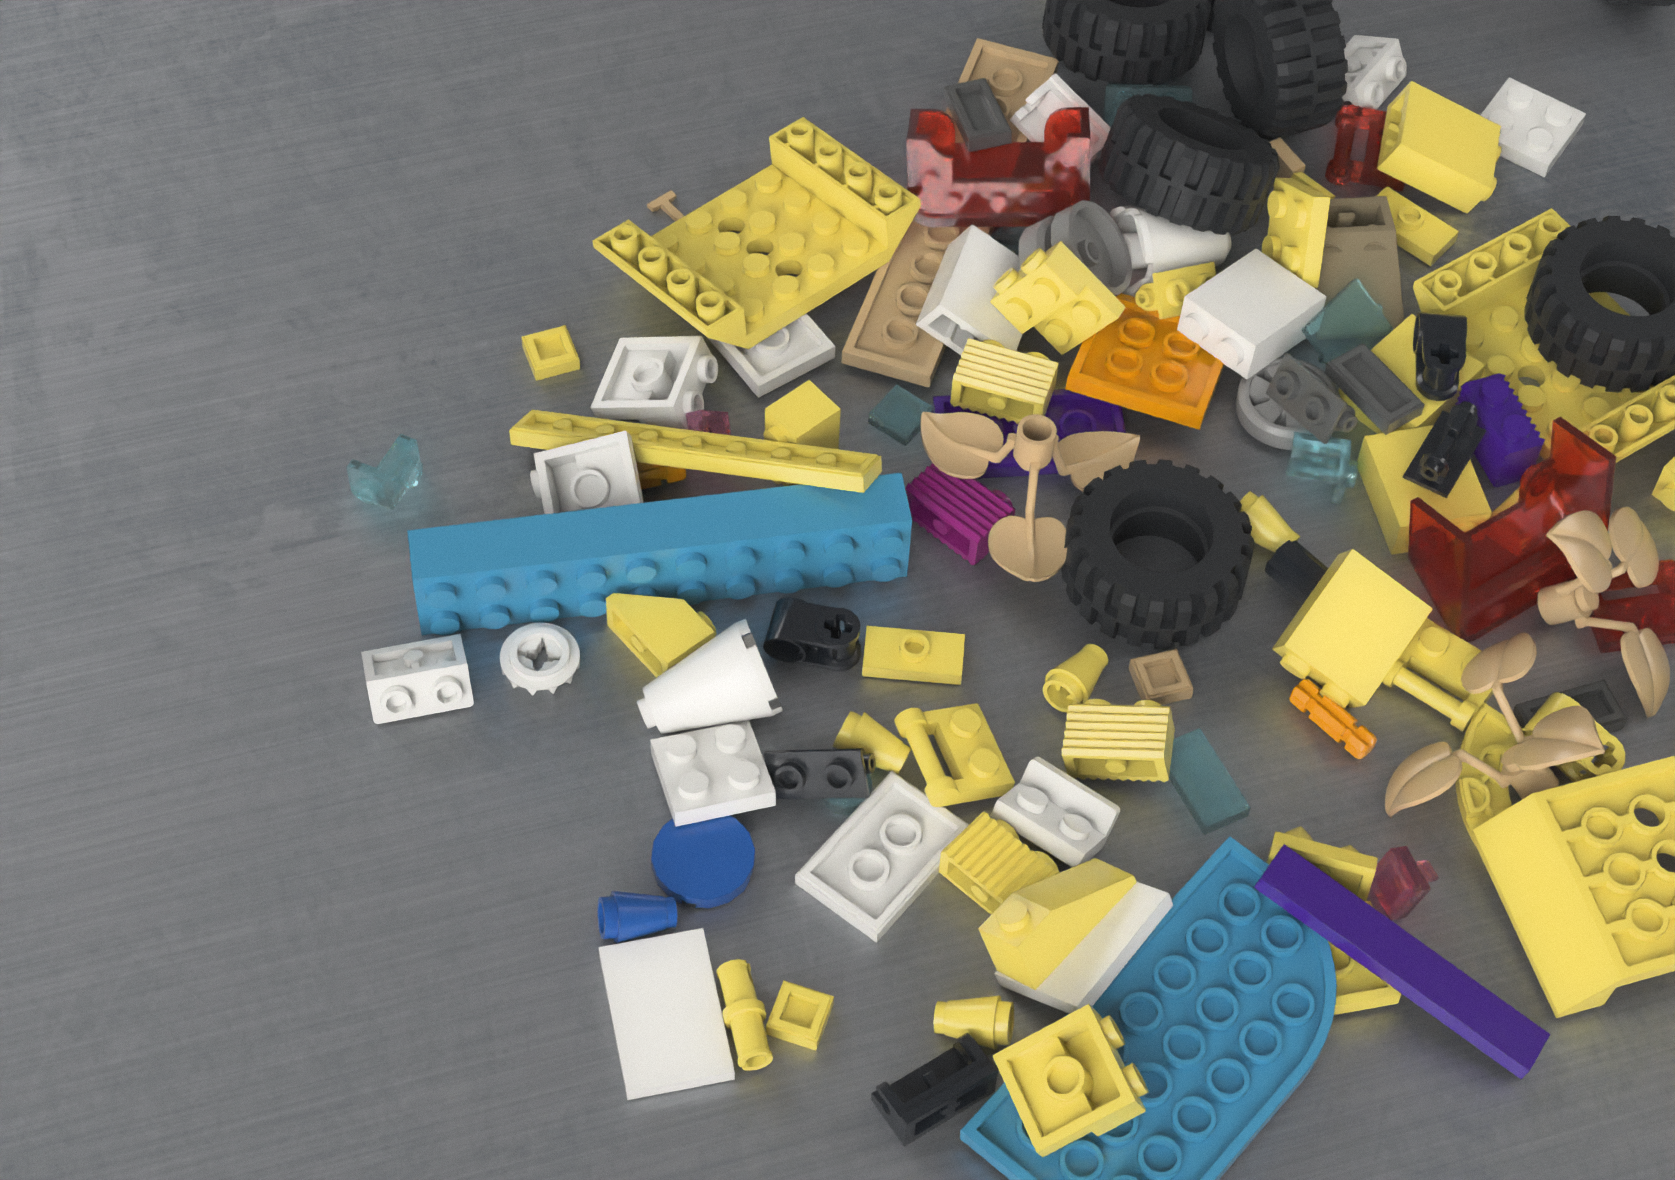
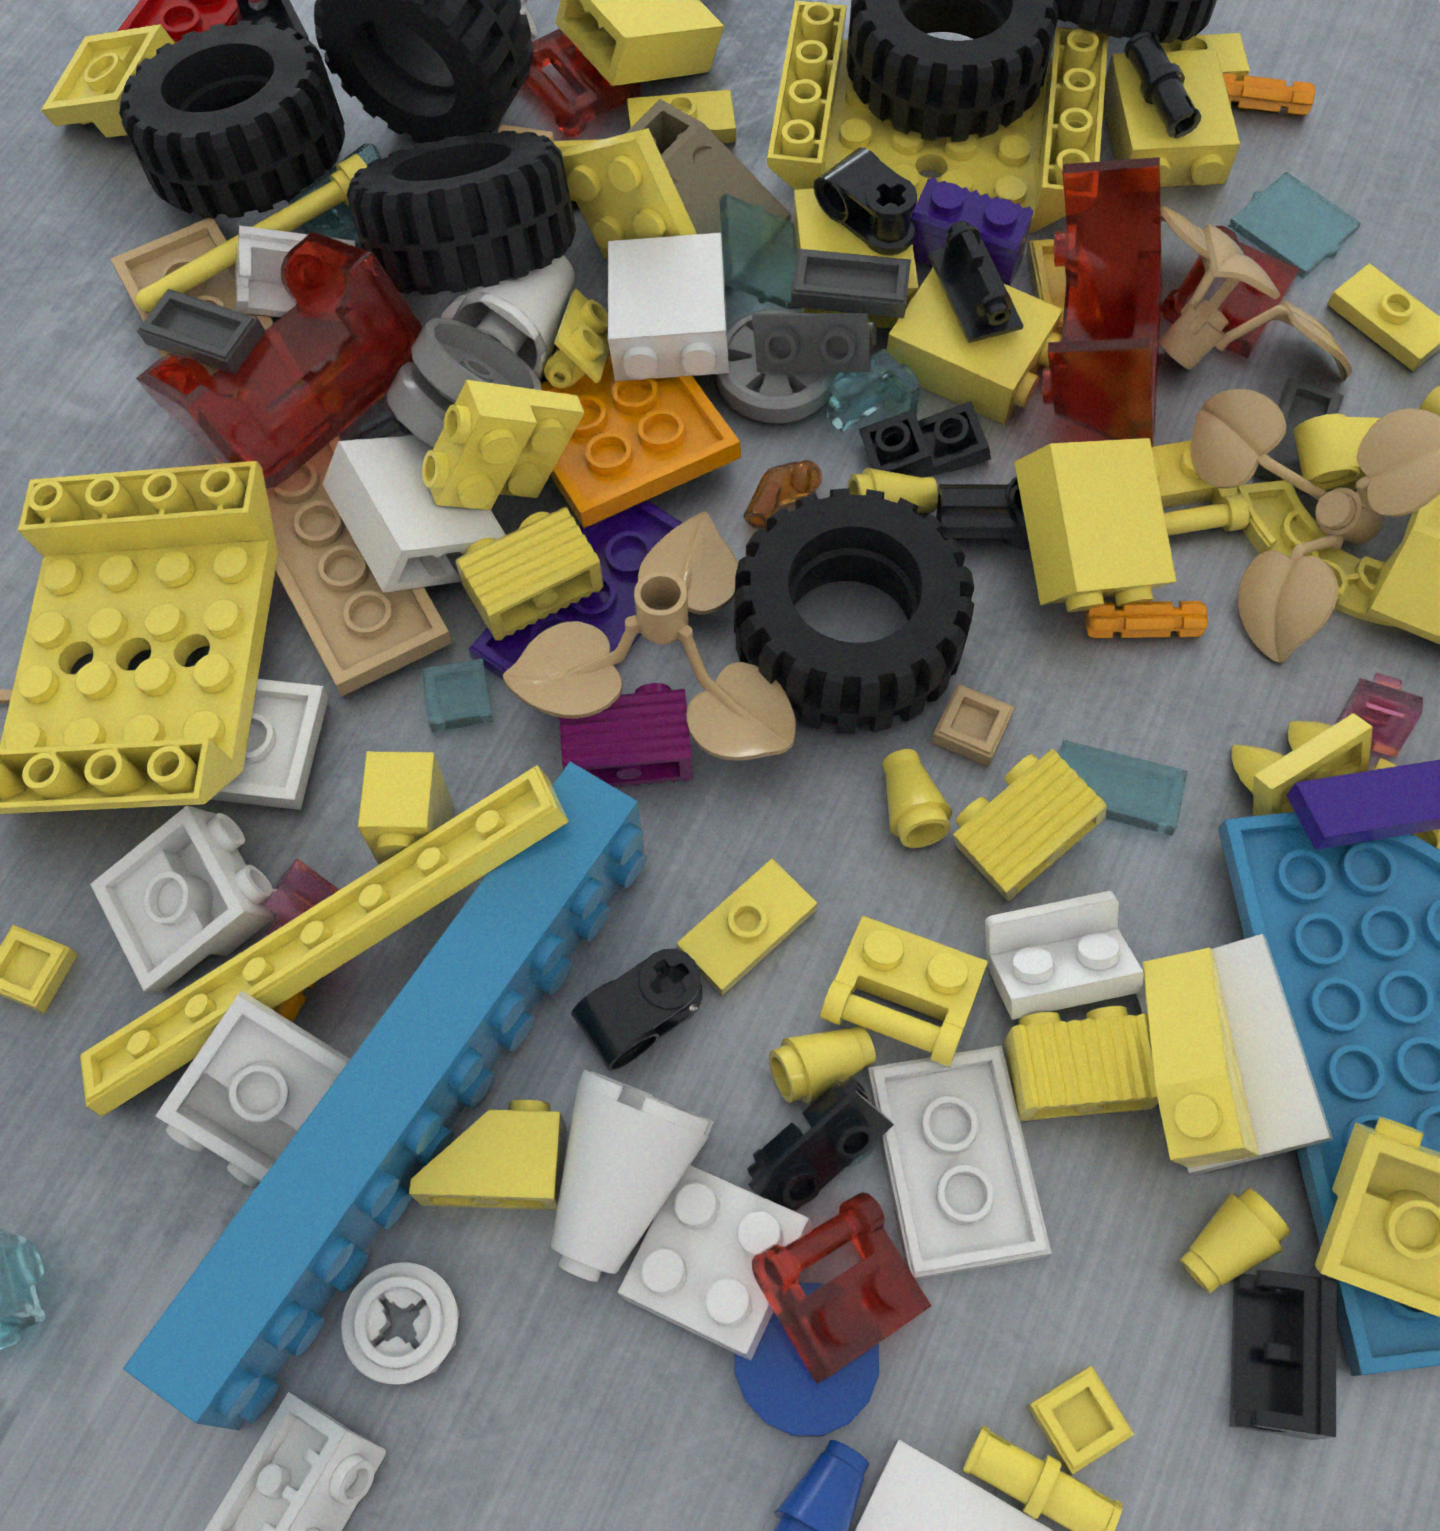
camera: 45 degrees left, 10 degrees up
(745, 846) = (853, 1308): none -> clear red plate
(1086, 91) = (284, 220): none -> light yellow piece
(1212, 464) = (780, 487): none -> clear orange arm
(1317, 518) = (926, 445): none -> black slope

